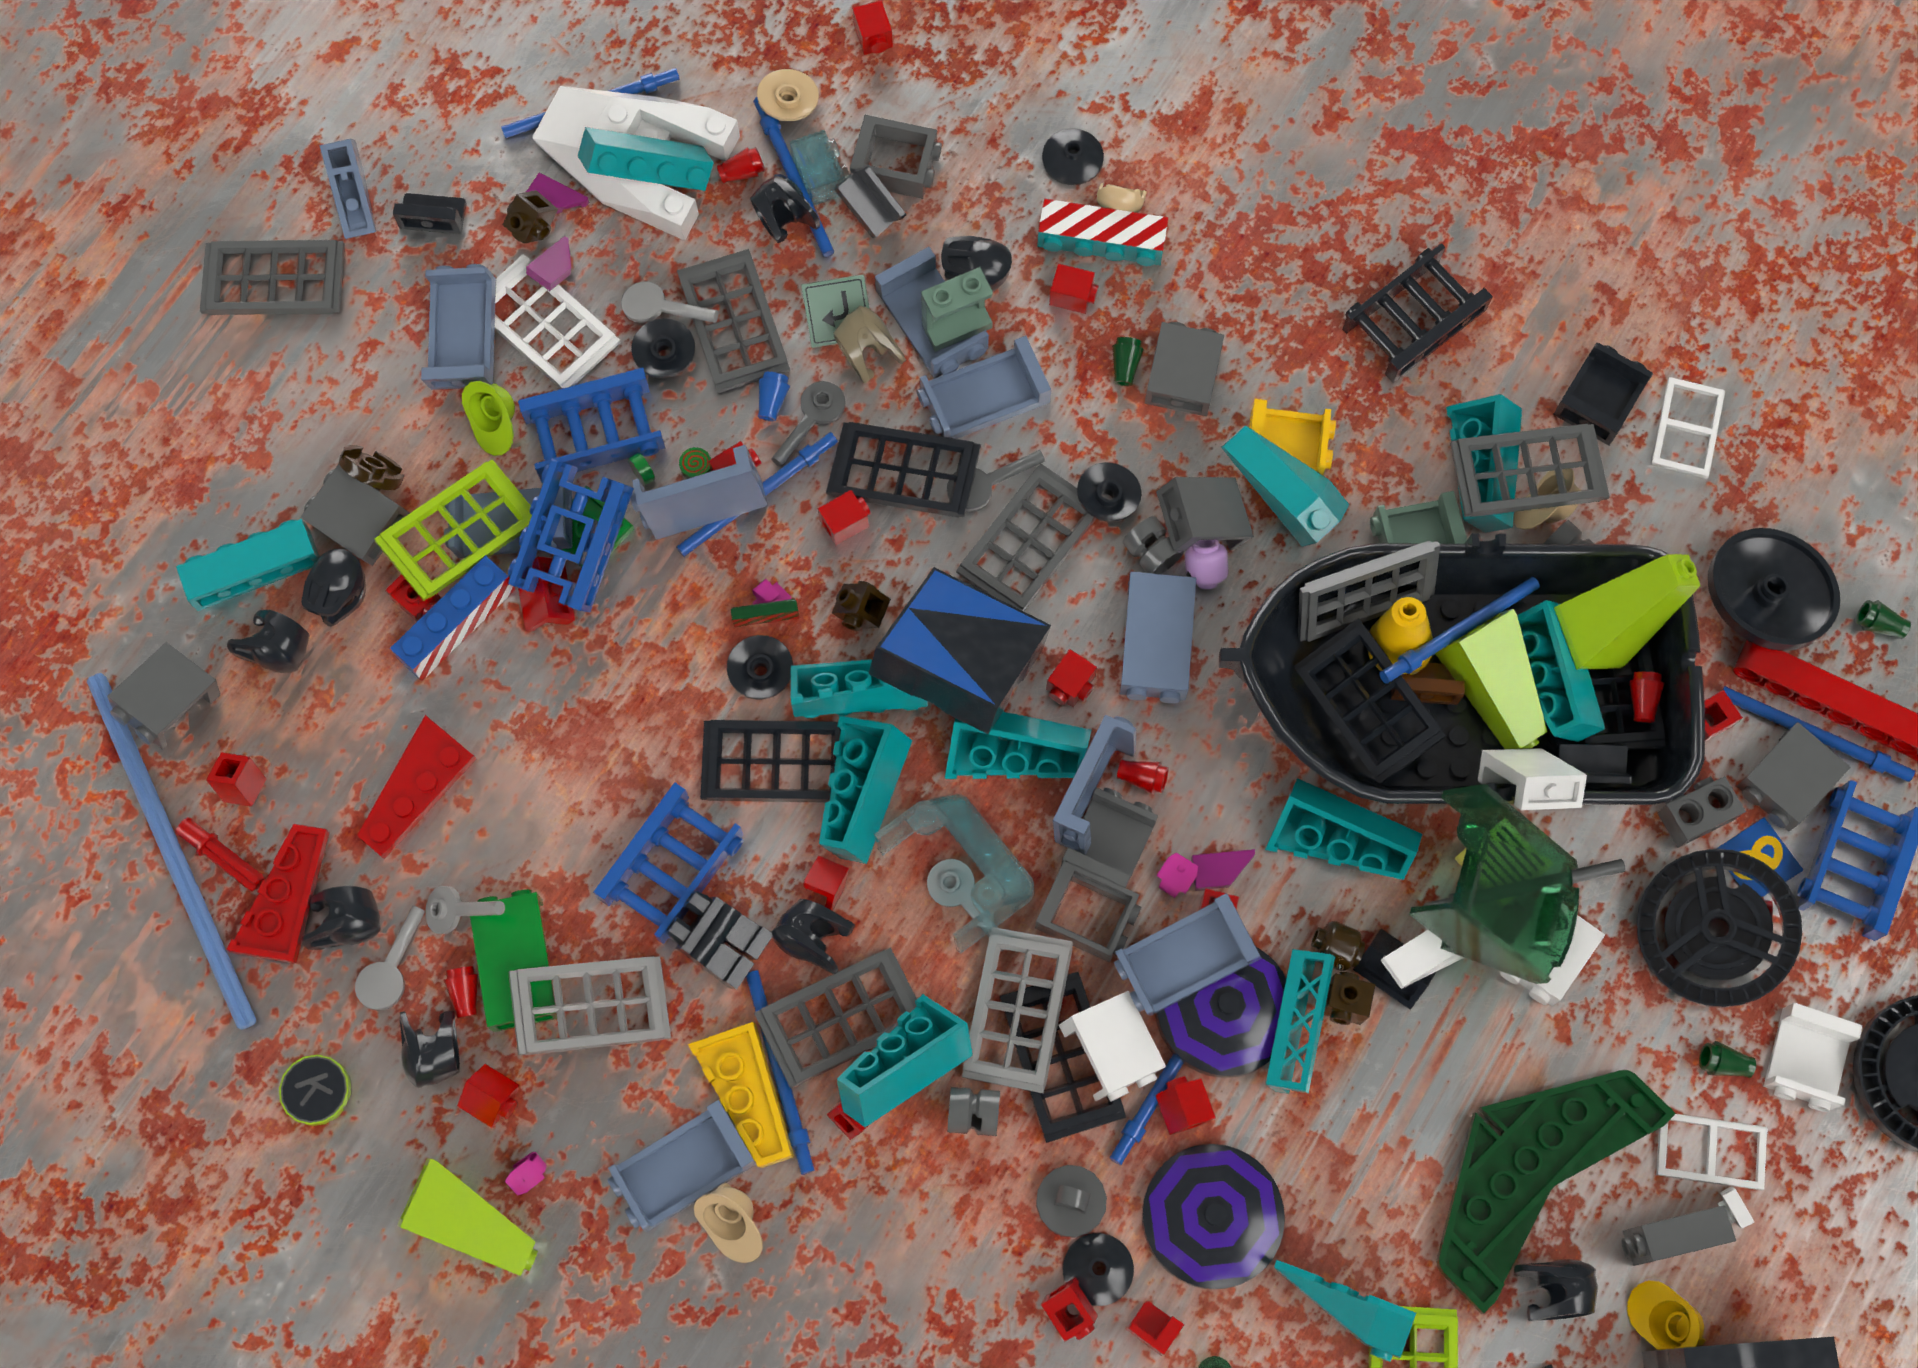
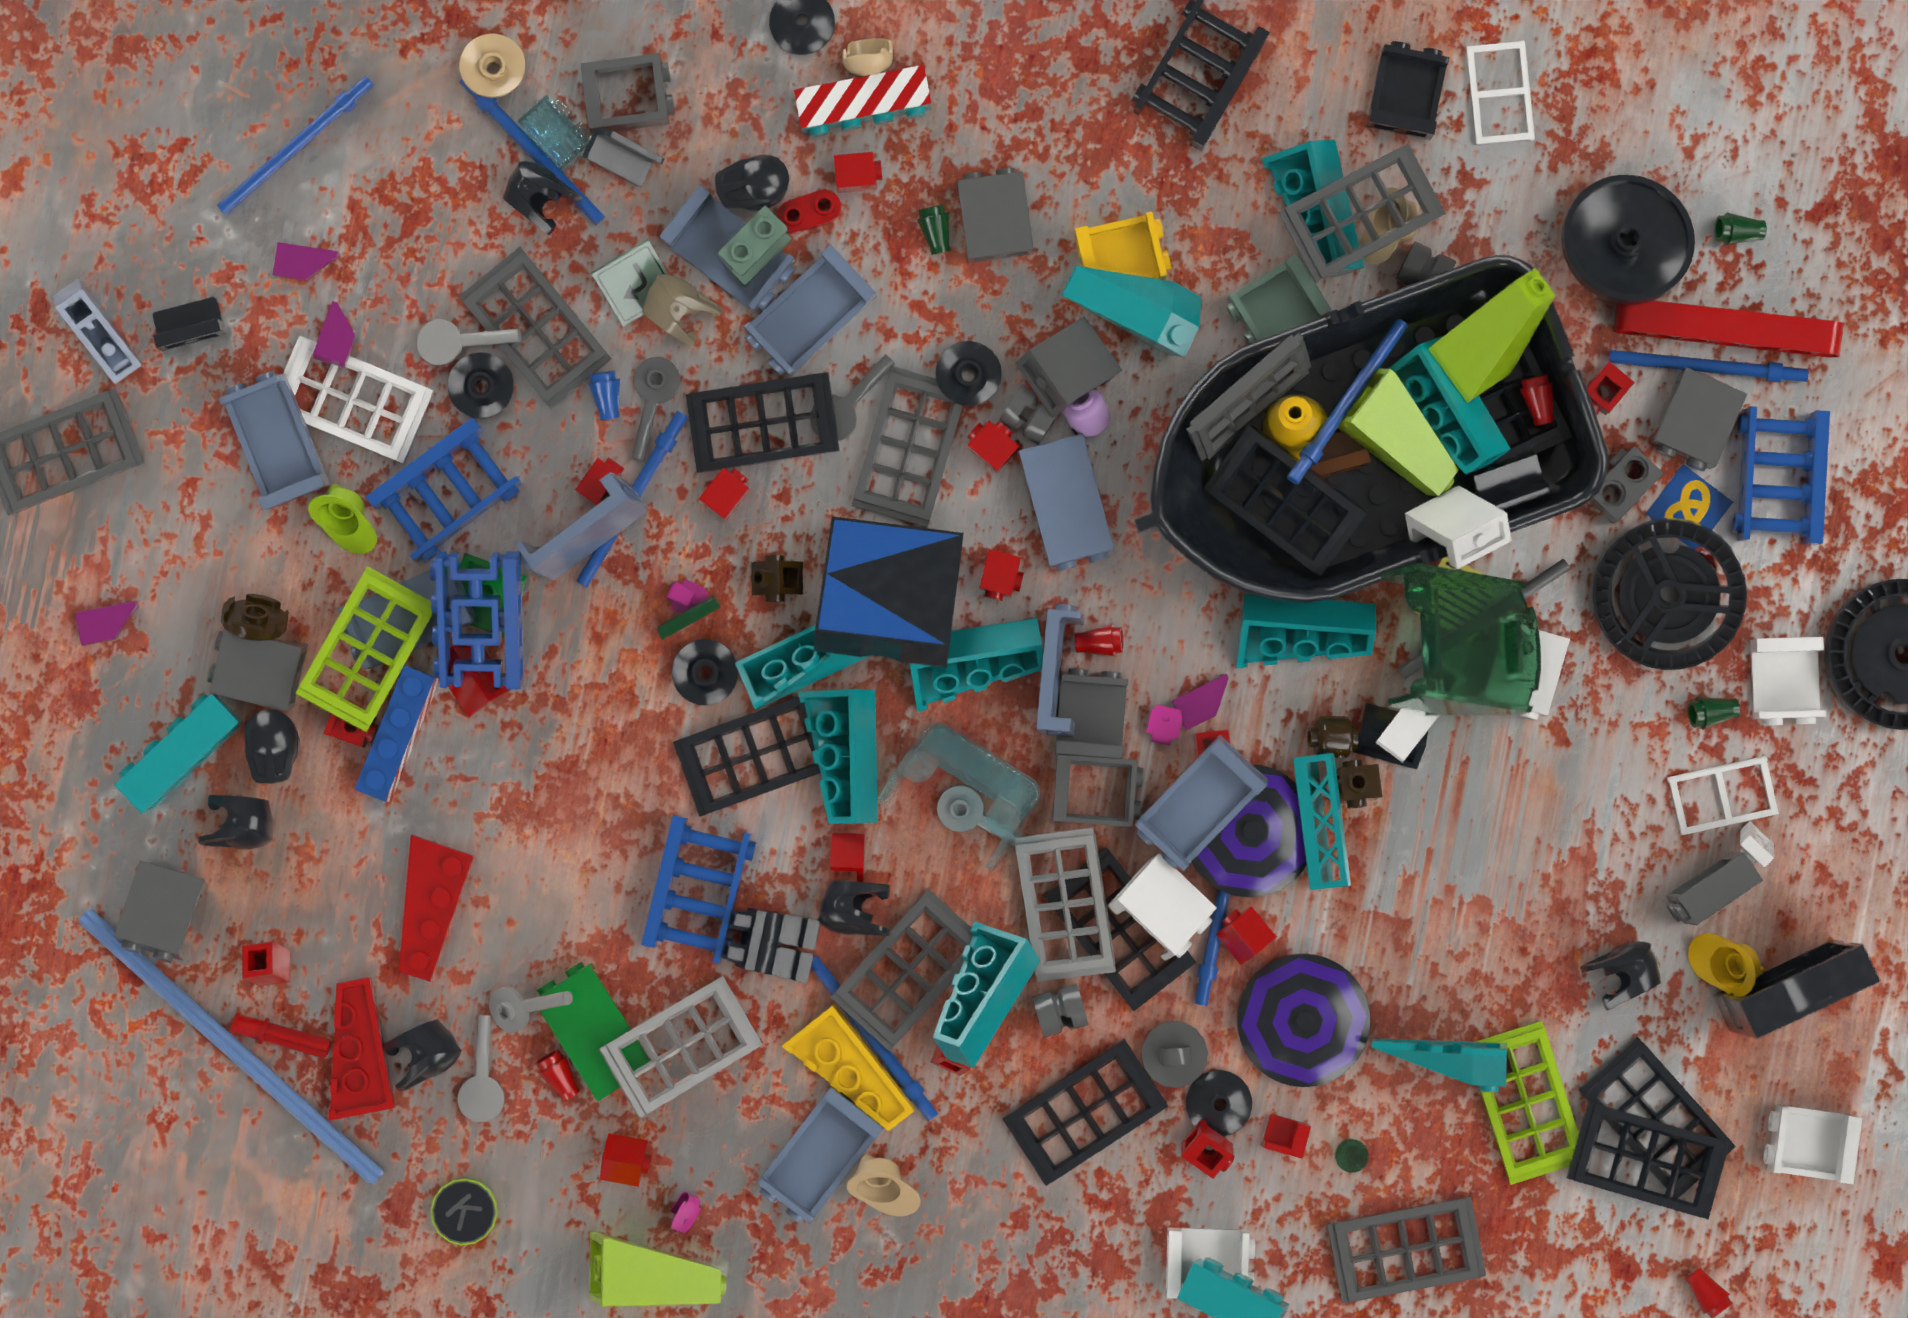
camera: 20 degrees left, 15 degrees up
(238, 431) = (103, 623): none -> magenta tile
(430, 1058) = (555, 1150): black helmet -> none
(529, 217) = (288, 303): dark brown brick -> none
(639, 115) = (340, 183): white wedge -> none
(641, 469) = (511, 517): green tile -> none
(645, 159) = (385, 201): teal brick -> none
(694, 462) = (560, 490): green tile -> none
(741, 166) = (477, 160): red cone -> none
(895, 1240) = (1033, 1147): none -> black piece
(1017, 311) = (810, 214): none -> red plate
(1107, 562) = (992, 444): none -> red brick
(1512, 1174) = (1570, 849): dark green wing -> none

